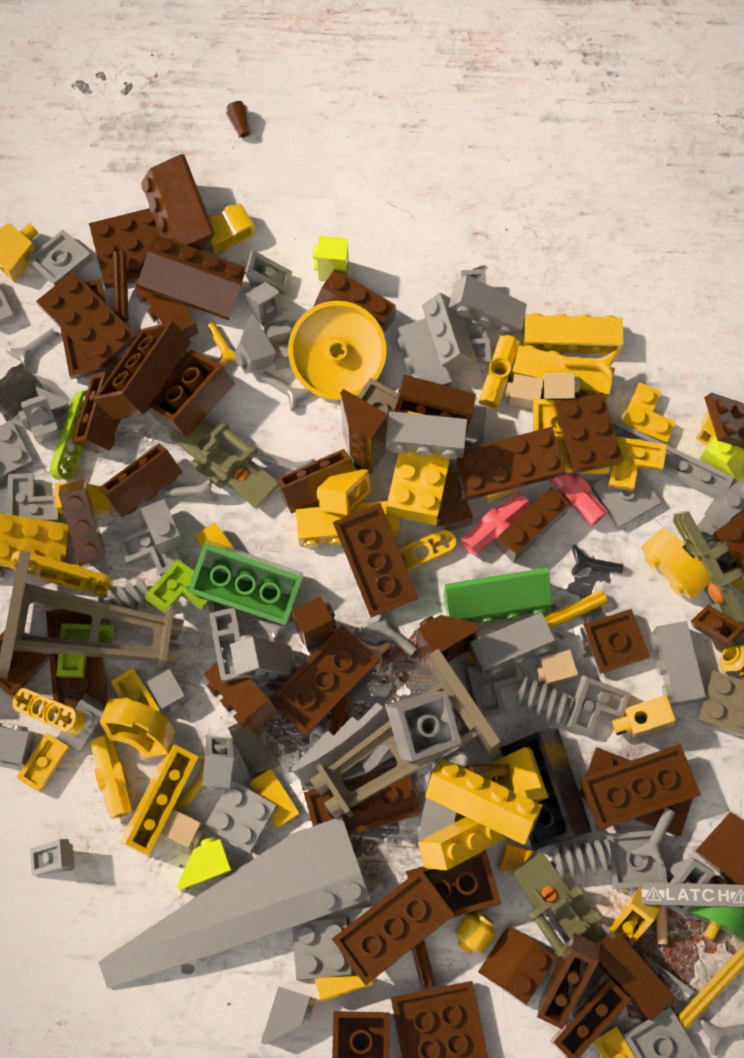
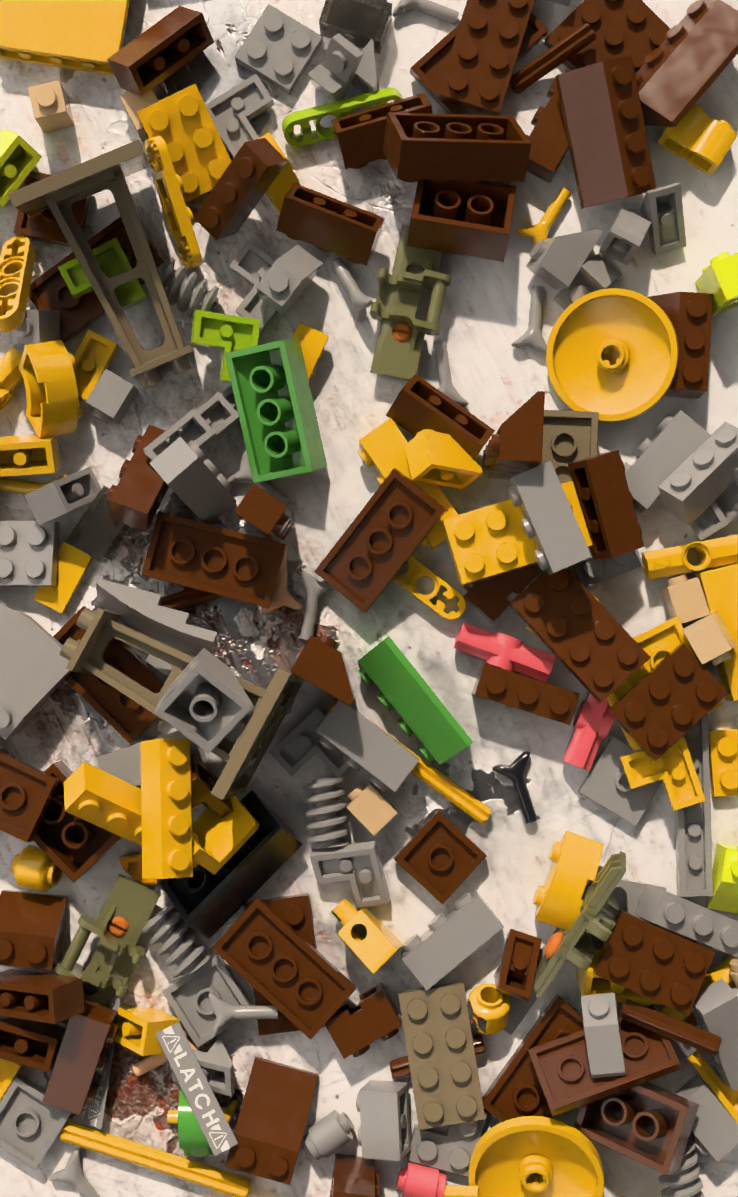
camera: 60 degrees right, 15 degrees up
(708, 756) = (364, 1023): none -> reddish brown brick

